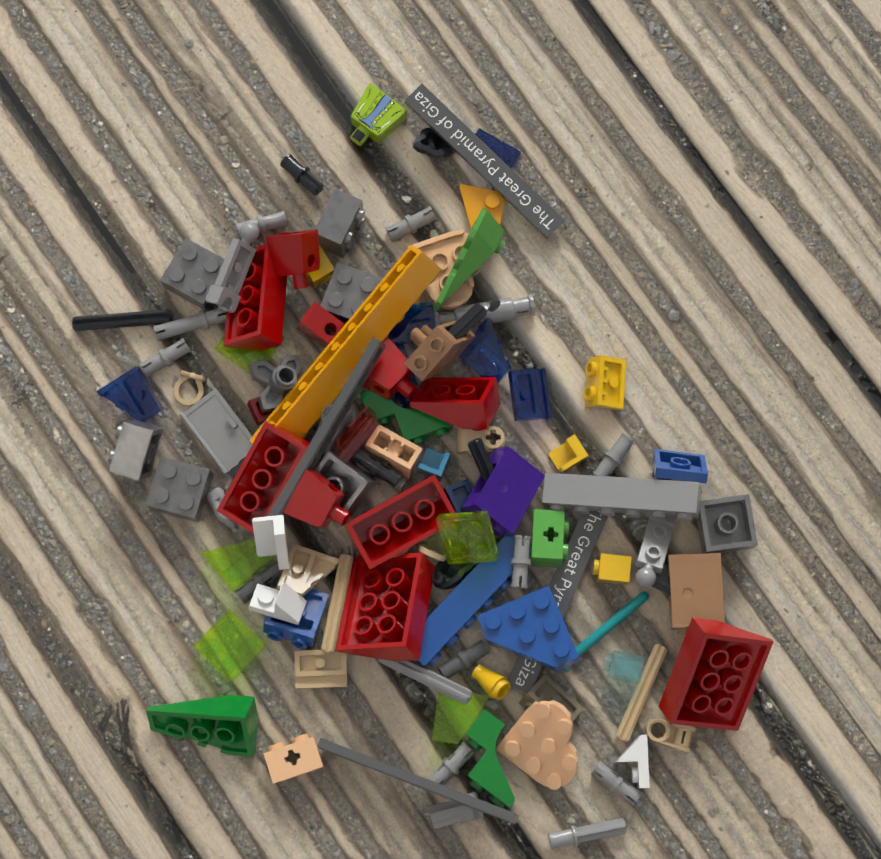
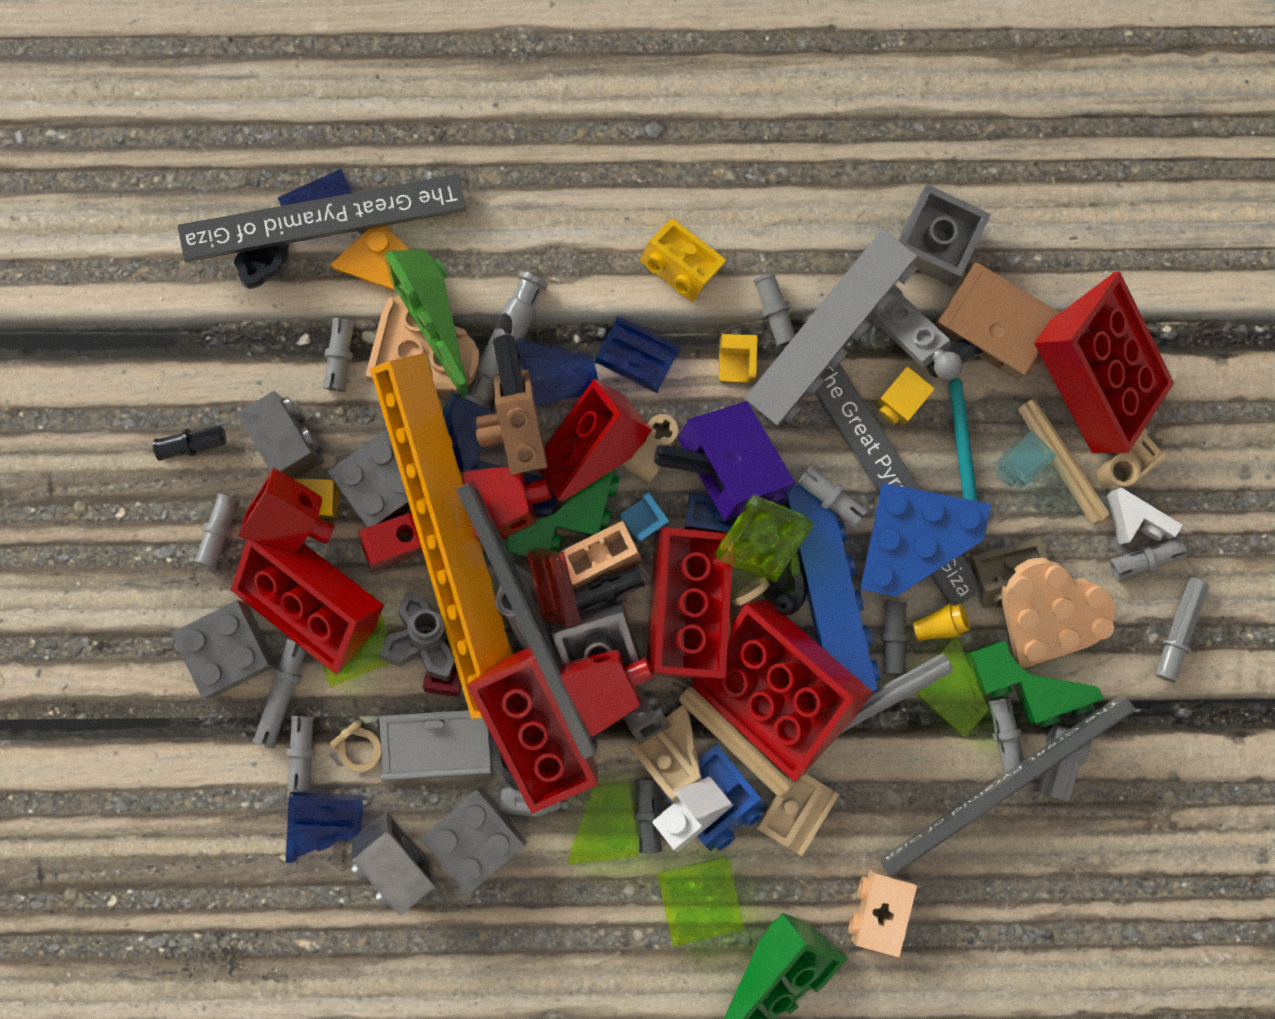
camera: 60 degrees left, 5 degrees up
(121, 320) = (218, 775): black axle -> none
(234, 270) = (252, 601): light grey plate -> none
(271, 538) = (610, 770): white panel -> none
(316, 539) = (646, 719): none -> flat silver brick
(376, 116) = (178, 307): lime torso -> none
(545, 552) = (808, 429): bright green brick -> none
(679, 466) = (841, 241): blue plate -> none

